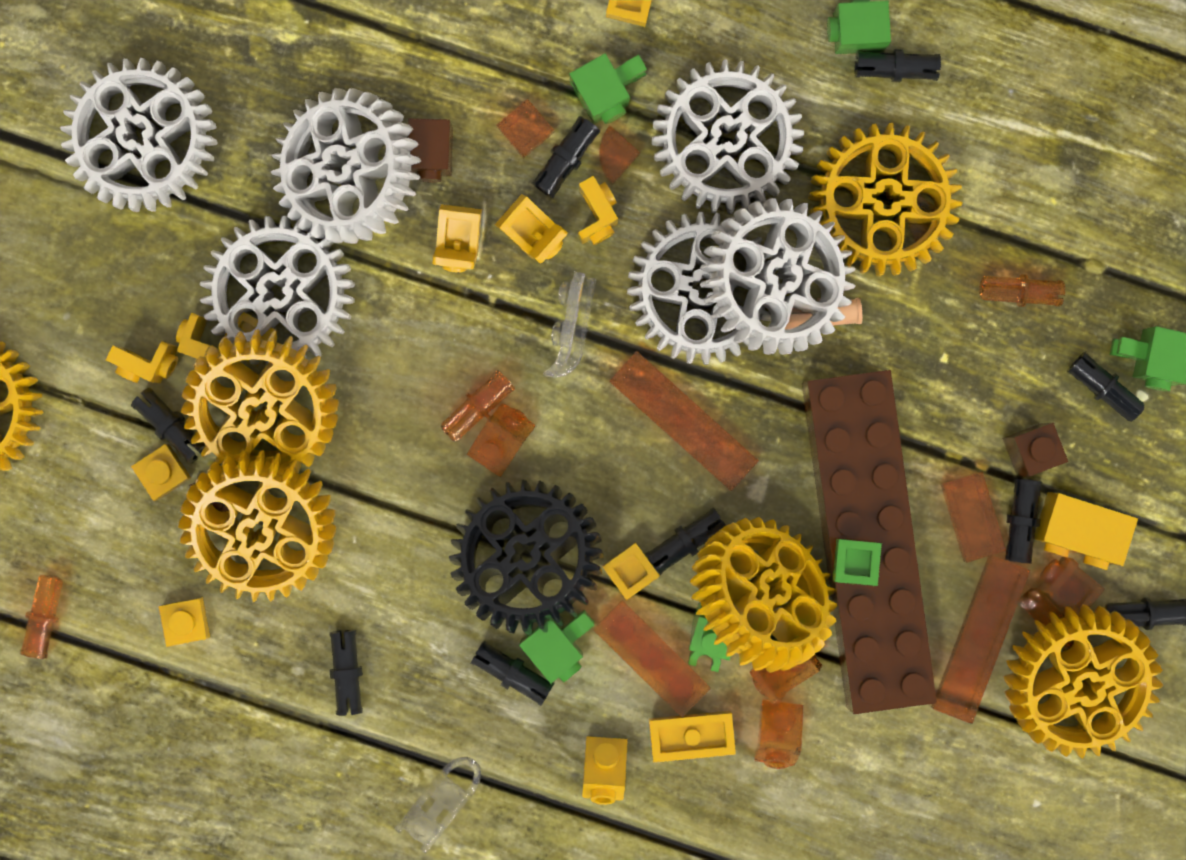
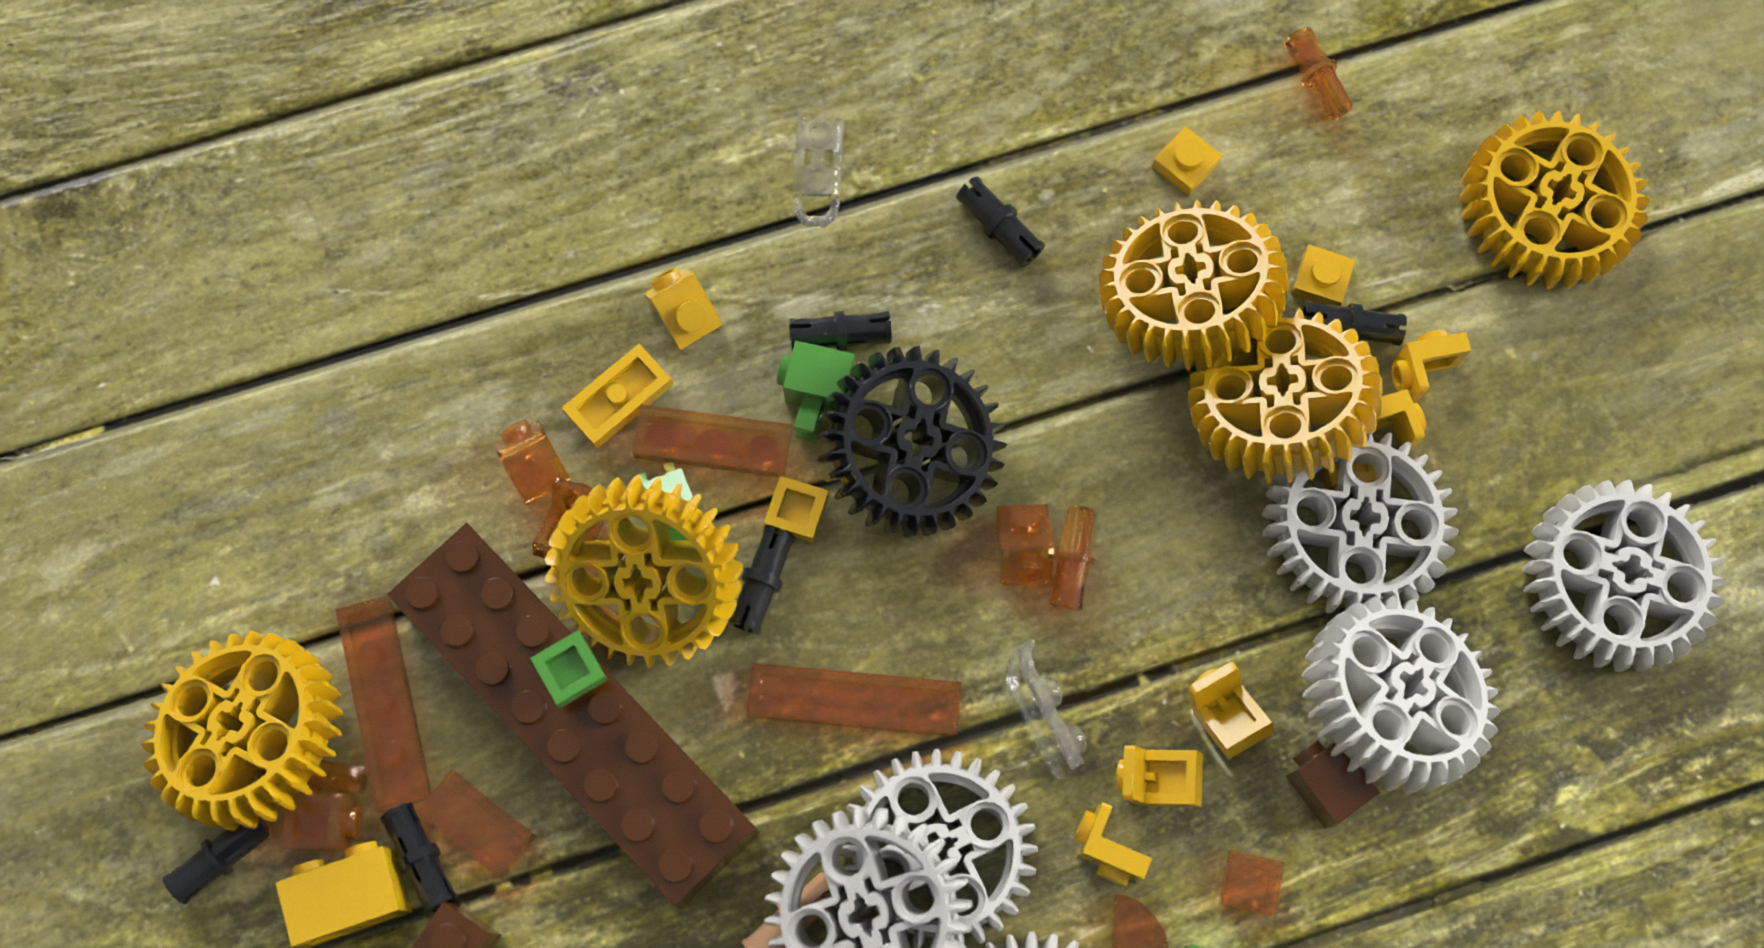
camera: 145 degrees right, 15 degrees down
(566, 157) = (1186, 884): black pin -> none

